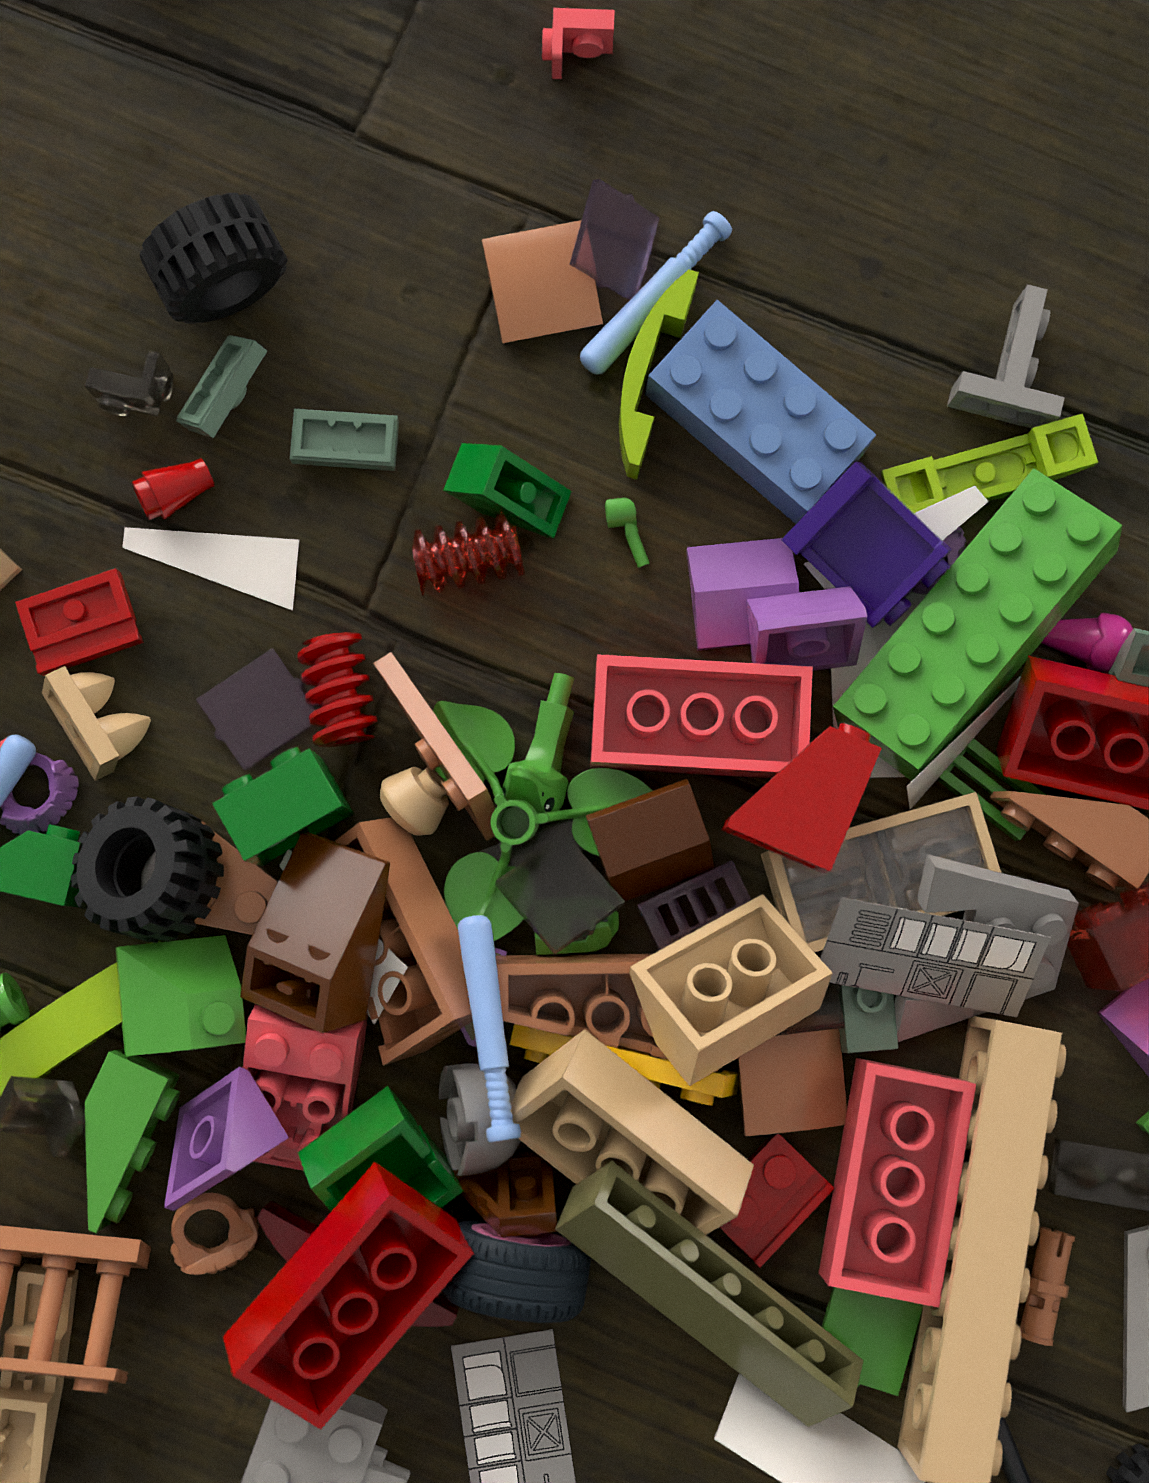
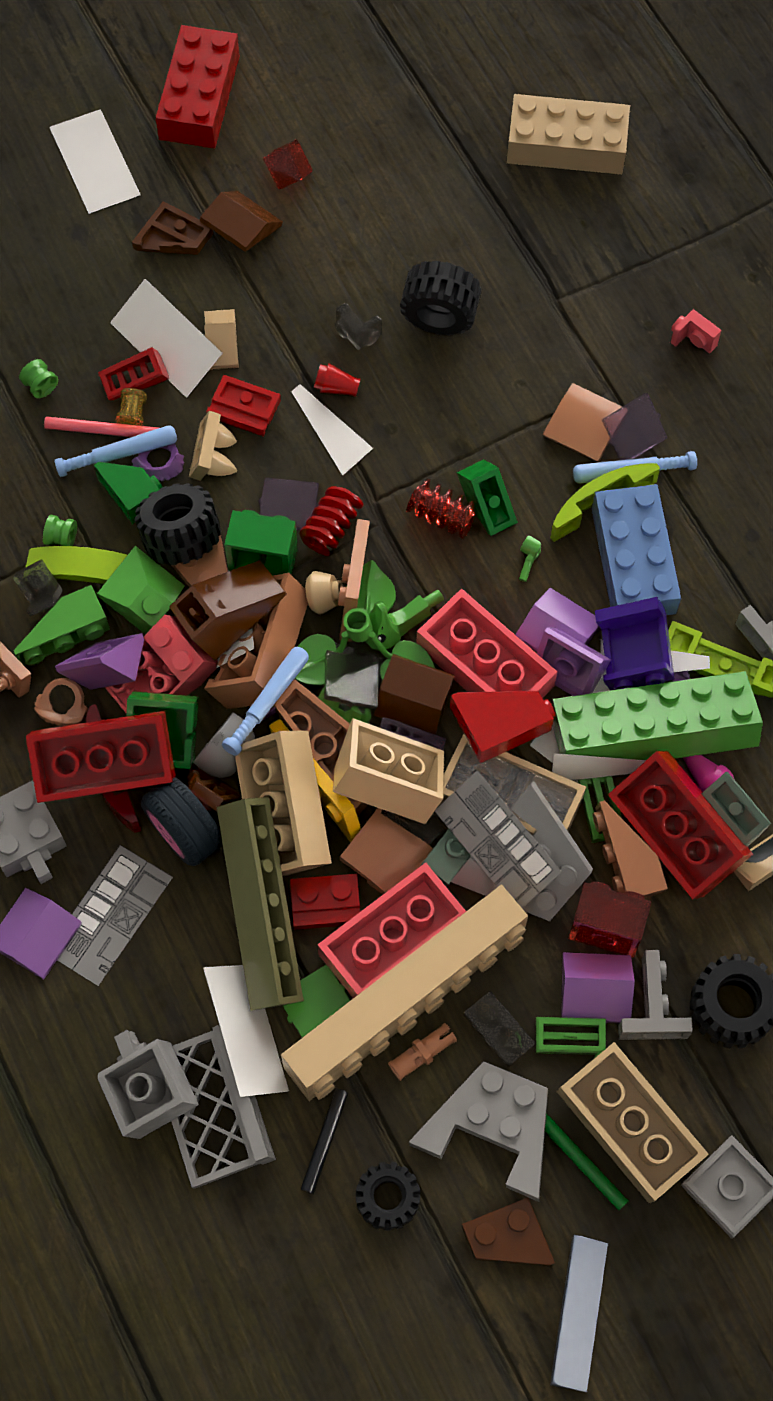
camera: 45 degrees right, 15 degrees down
(221, 386) = (397, 356): sand green plate -> none
(344, 439) = (432, 420): sand green plate -> none

